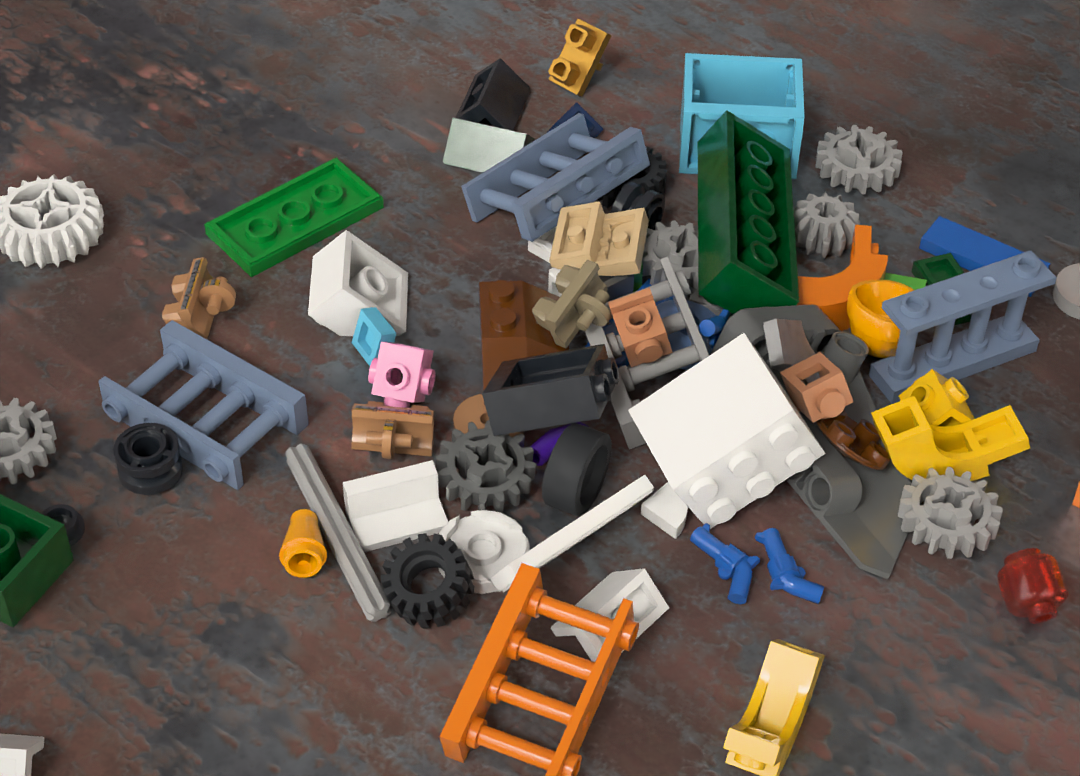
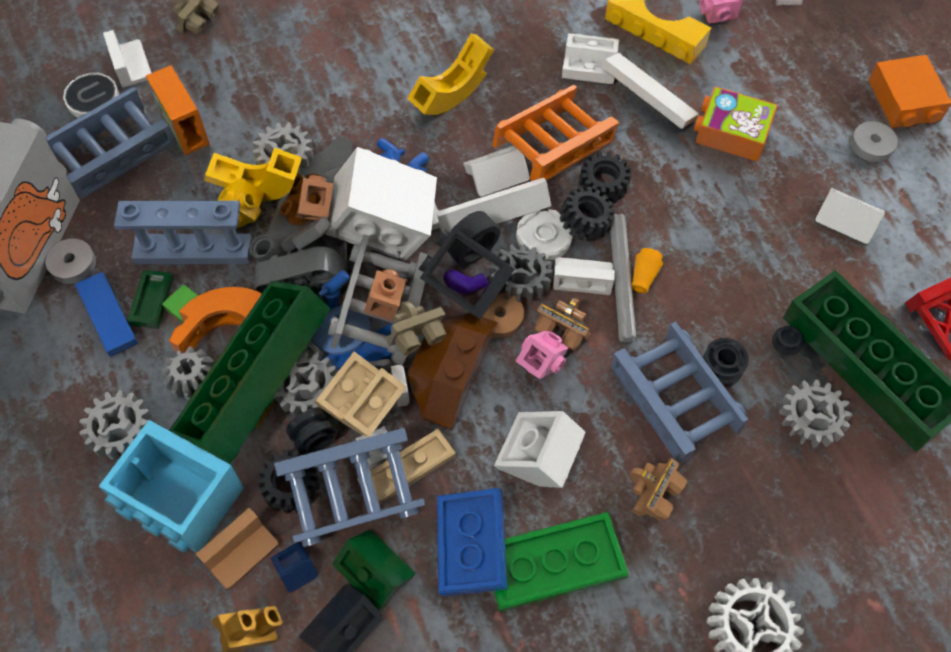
camera: 155 degrees left, 15 degrees up
(370, 332) = (544, 398): medium azure plate -> none
(395, 192) = (471, 542): none -> blue tile
(423, 639) = (610, 166): none -> black tyre
(495, 250) = (417, 461): none -> tan tile
(643, 113) = (238, 549): none -> medium nougat panel
(868, 318) = (219, 265): light orange piece -> none
(1032, 585) = (276, 97): clear red head -> none

